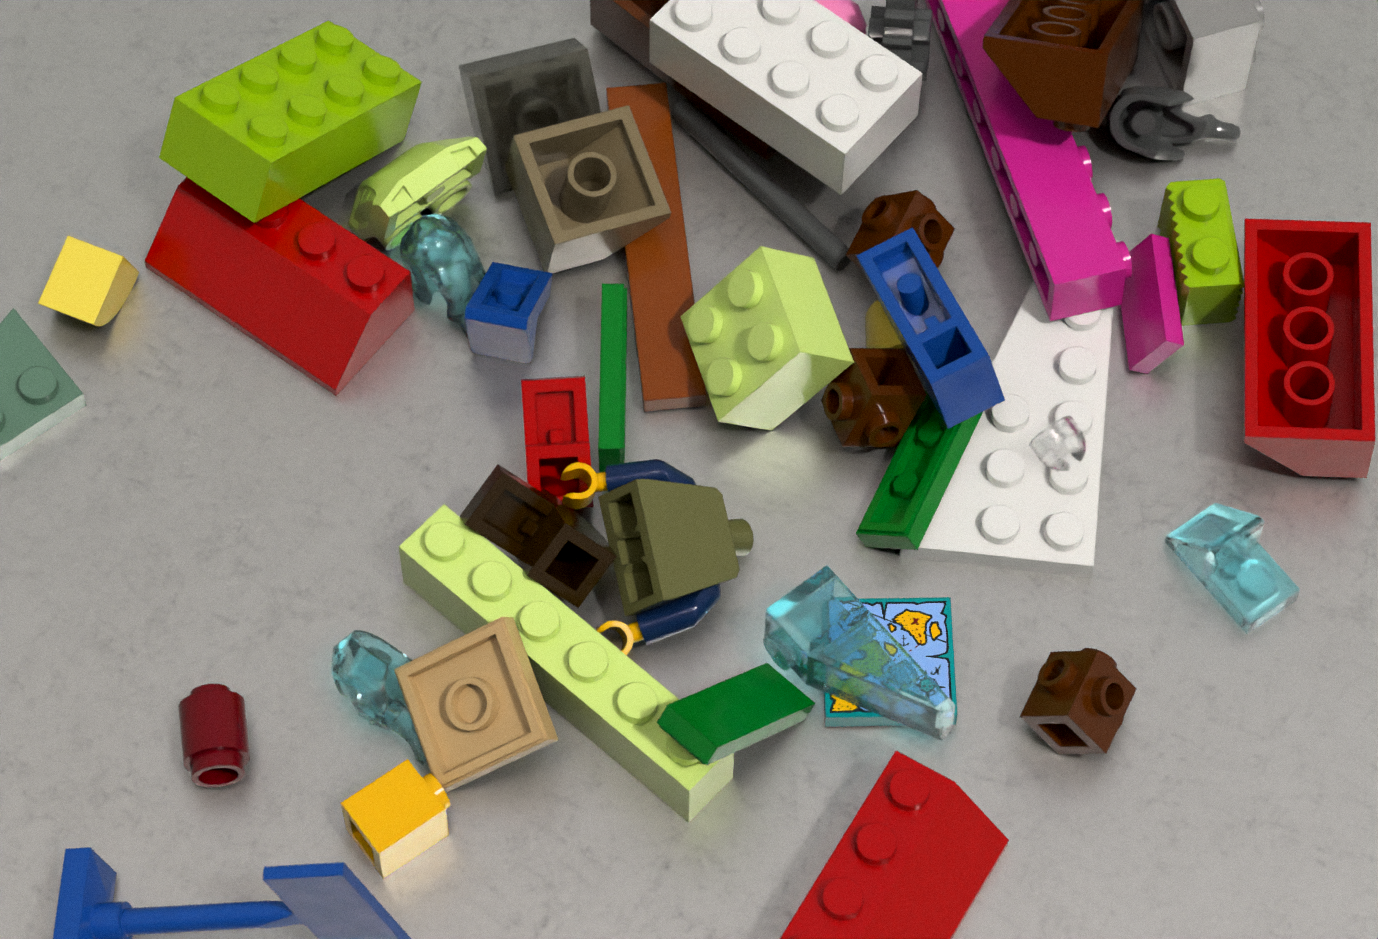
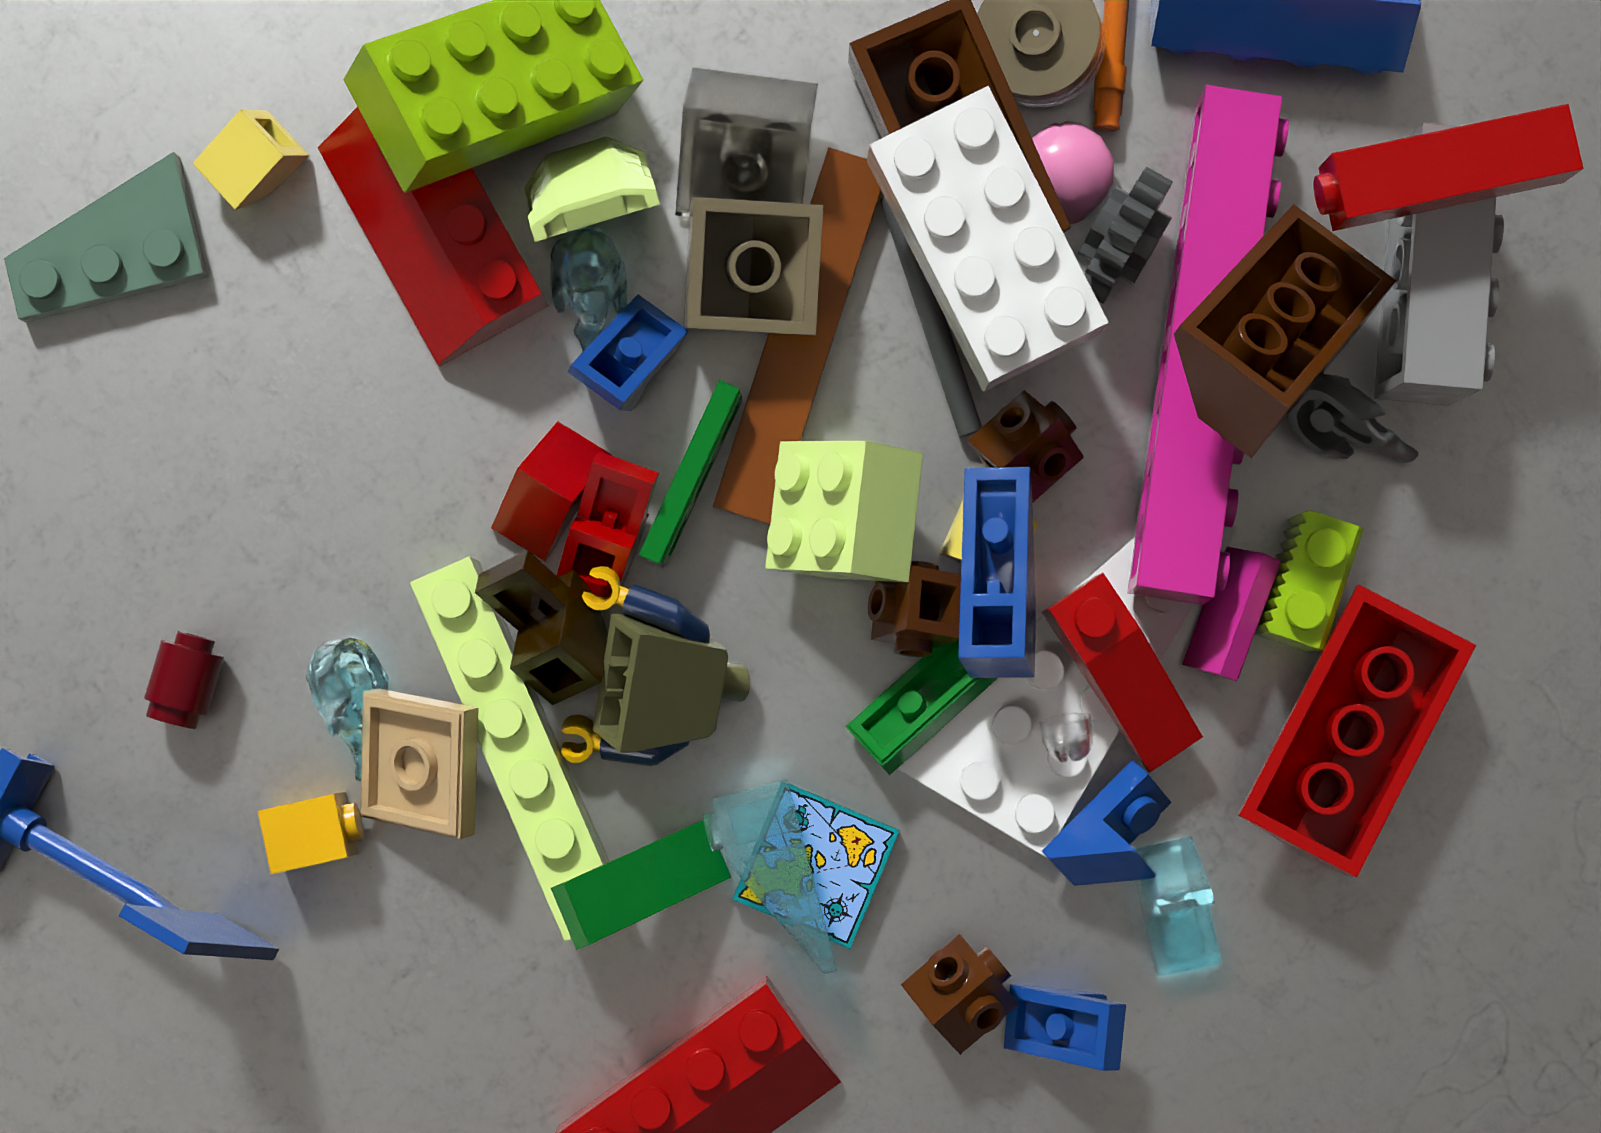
camera: 25 degrees right, 25 degrees up
(484, 435) = (546, 491): none -> red slope
(1077, 368) = (1123, 671): none -> red slope
(1141, 519) = (1098, 840): none -> blue slope
(1191, 692) = (1066, 1026): none -> blue slope

